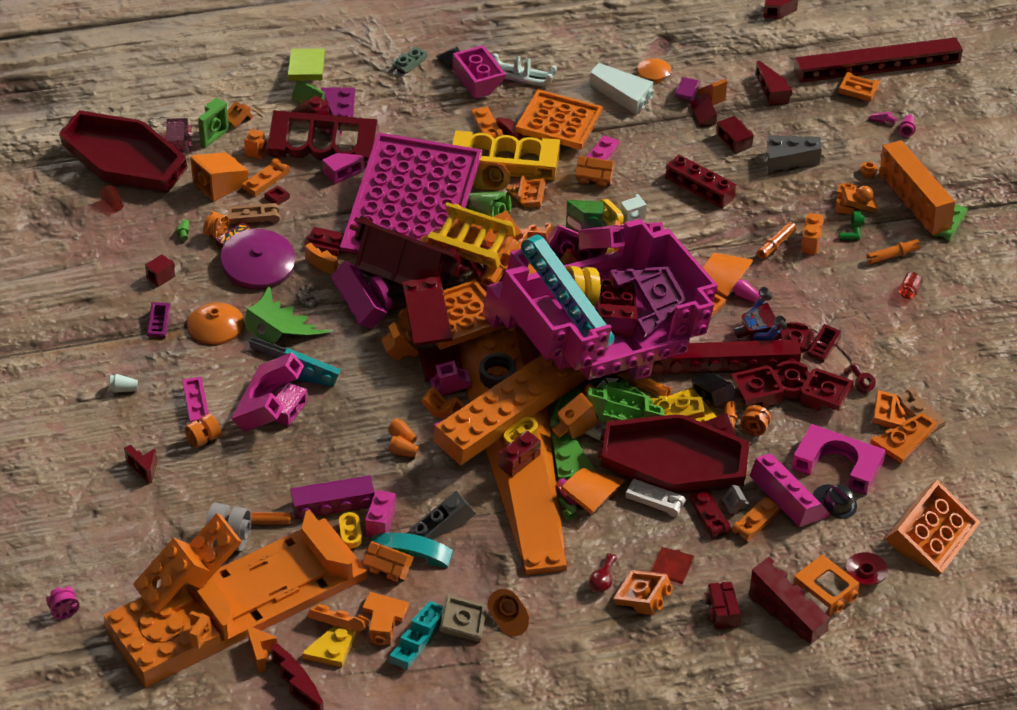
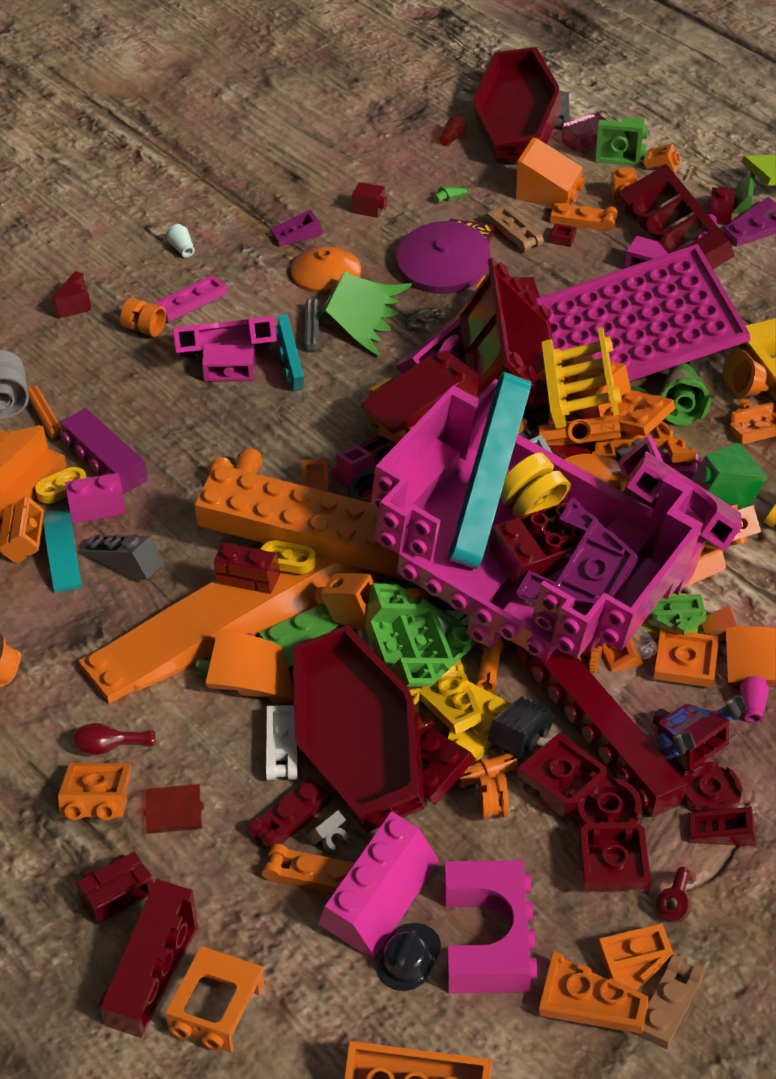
camera: 65 degrees right, 0 degrees up
(215, 225) = (466, 205): orange wheel -> none
(867, 568) = (276, 1027): dark red dish -> none

